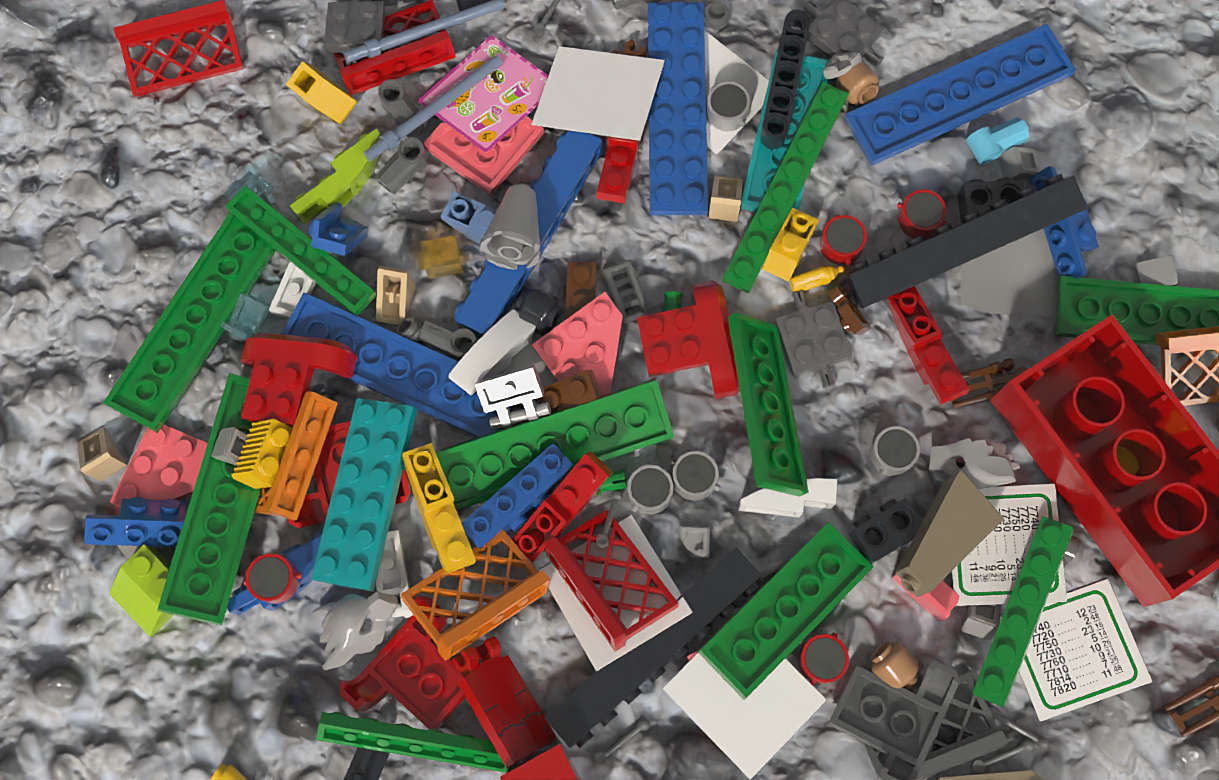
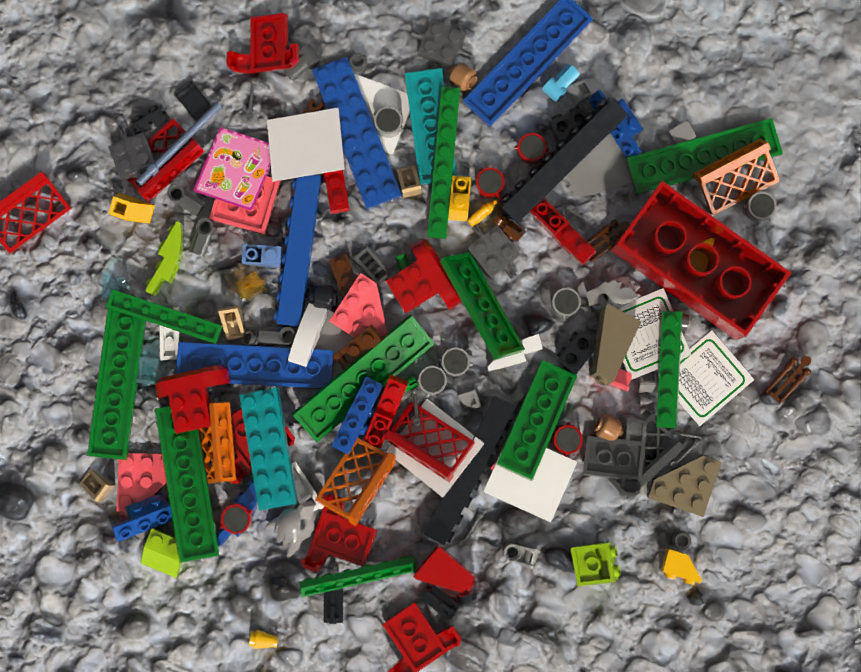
camera: 25 degrees left, 10 degrees up
(229, 445) = (179, 451): light grey slope -> none
(262, 453) = (198, 449): yellow brick -> none
(334, 234) = (181, 297): blue bracket -> none
(391, 139) = (190, 225): sand blue bar -> none
(437, 508) = (314, 441): yellow slope -> none
(502, 702) = (396, 534): red tile -> none
(510, 389) = (329, 355): plate -> none
(514, 230) = (291, 255): light grey cone -> none
(788, 67) = (418, 84): black beam -> none
(840, 64) = (447, 68): light grey tile -> none

